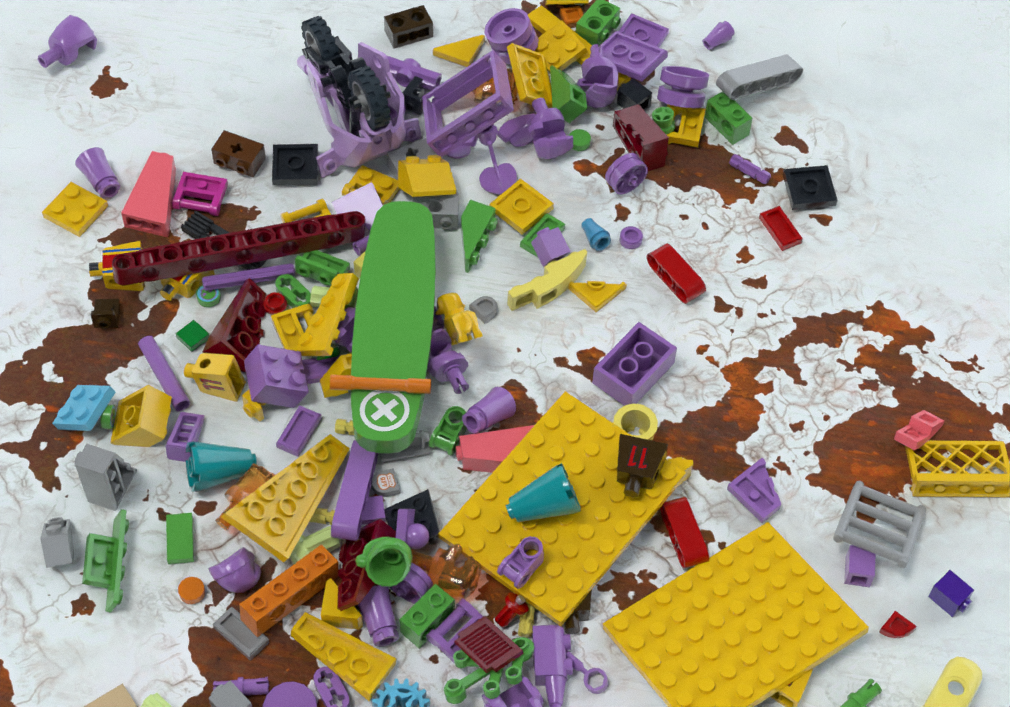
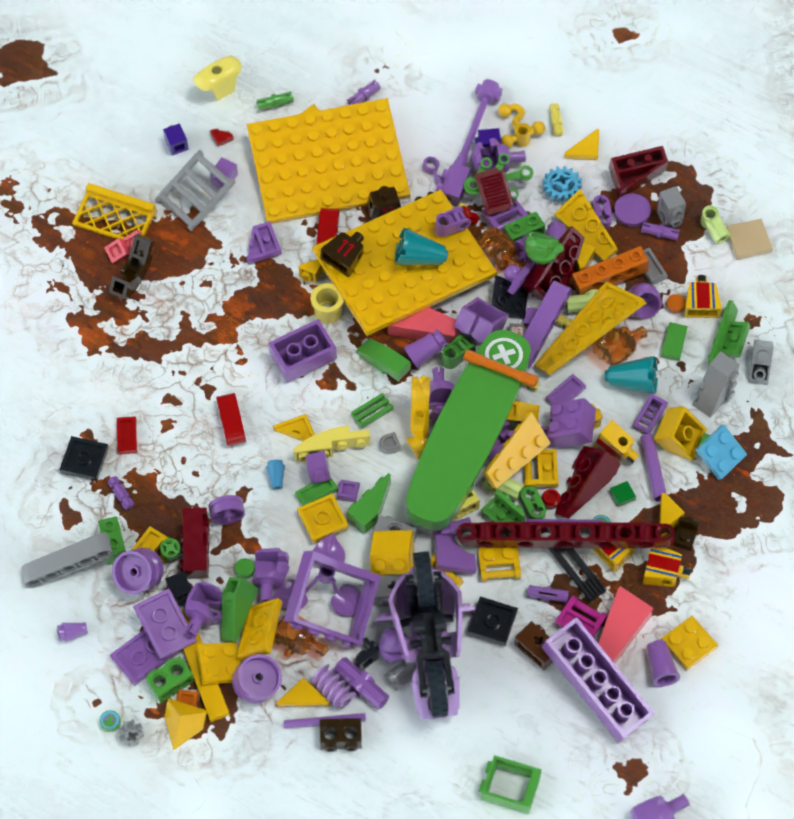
camera: 155 degrees left, 5 degrees up
(128, 321) = (669, 512): none -> yellow slope
(156, 601) = (702, 299): none -> torso
(162, 124) = (597, 680): none -> medium lavender brick
(224, 19) = (516, 768): none -> bright green window
(244, 207) = (562, 595): none -> medium lavender pin
(430, 38) = (316, 720): none -> medium lavender bar
(431, 58) = (332, 688): none -> lavender piece
(432, 463) = (480, 319): none -> medium lavender piece
(508, 246) = (348, 491): none -> medium lavender tile
(529, 389) = (384, 359): none -> bright green slope
(531, 323) = (383, 402): none -> bright green tile
(629, 584) = (382, 202): none -> dark brown torso
(631, 237) = (248, 466): medium lavender tile -> none
(890, 394) = (129, 278): none -> dark brown arch

